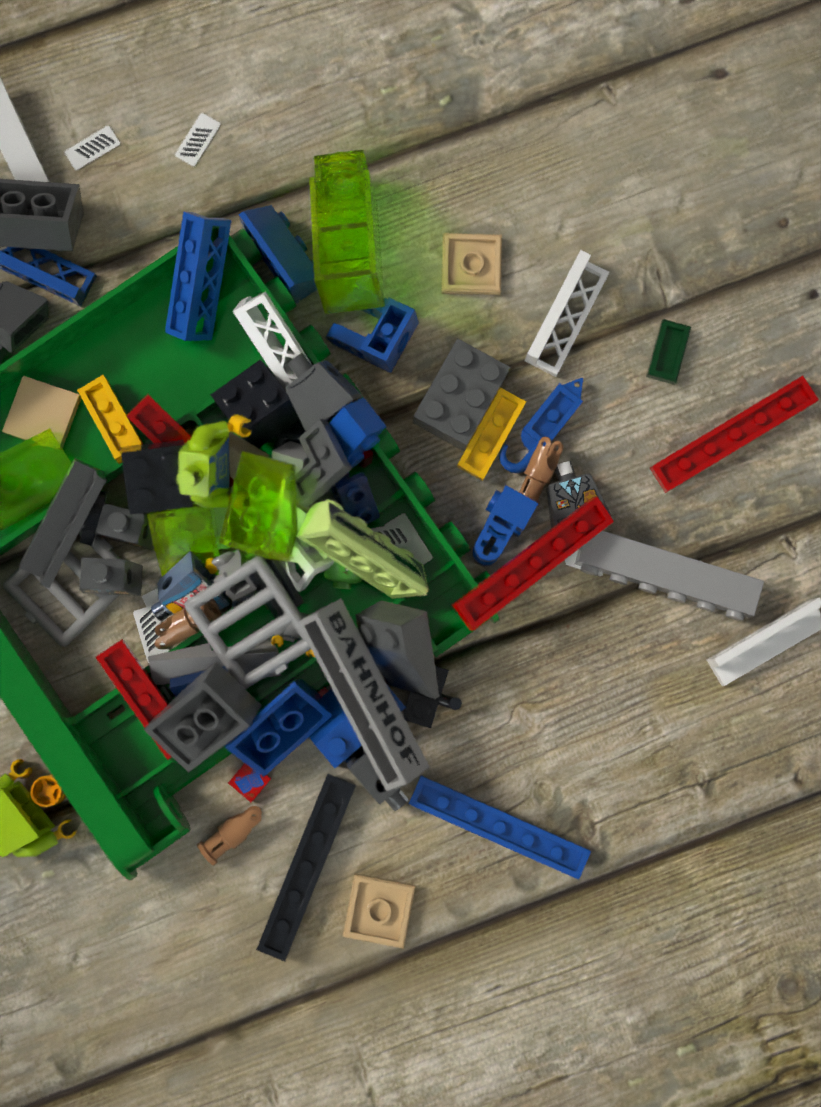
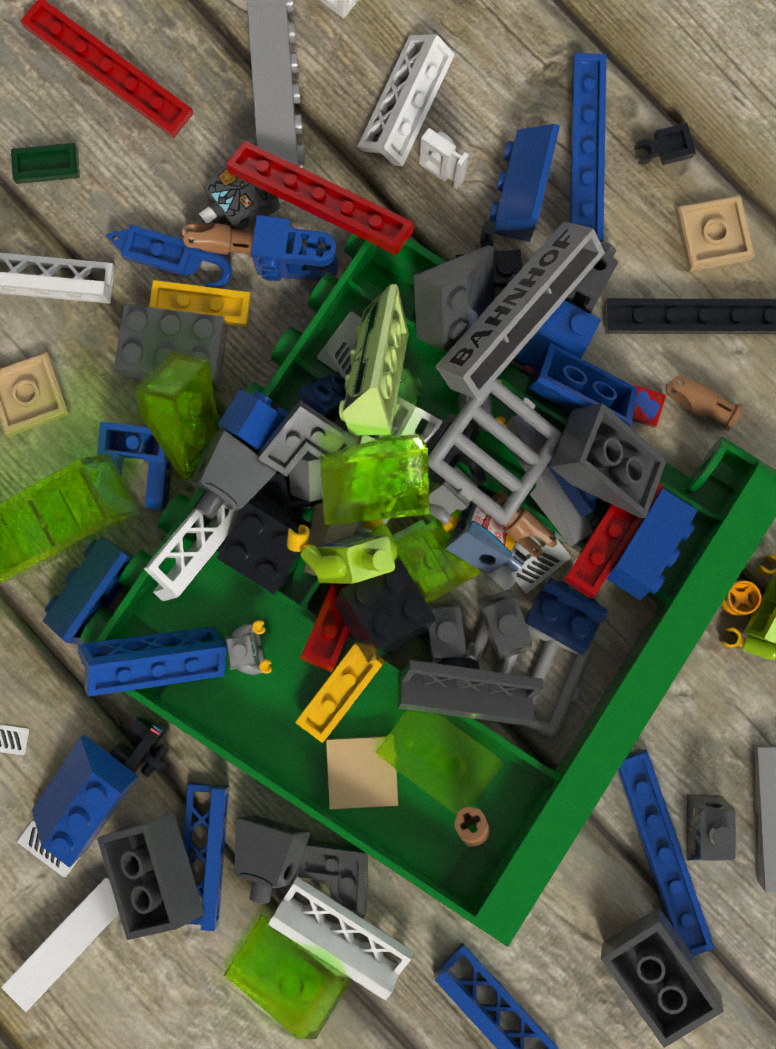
camera: 110 degrees left, 0 degrees up
(96, 633) = (566, 615): none -> dark blue bracket
(115, 182) = (80, 800): none -> blue slope
(119, 729) = (653, 546): none -> blue brick
(133, 232) = (149, 736): none -> black hips
(177, 356) = (244, 650): none -> light grey piece
(396, 376) = (180, 409): none -> clear neon green slope
(473, 904) = (669, 144): none -> black plate
(488, 753) = (524, 181): none -> blue slope
(539, 690) = (440, 157): none -> white plate
(605, 687) = (411, 97): none -> white fence

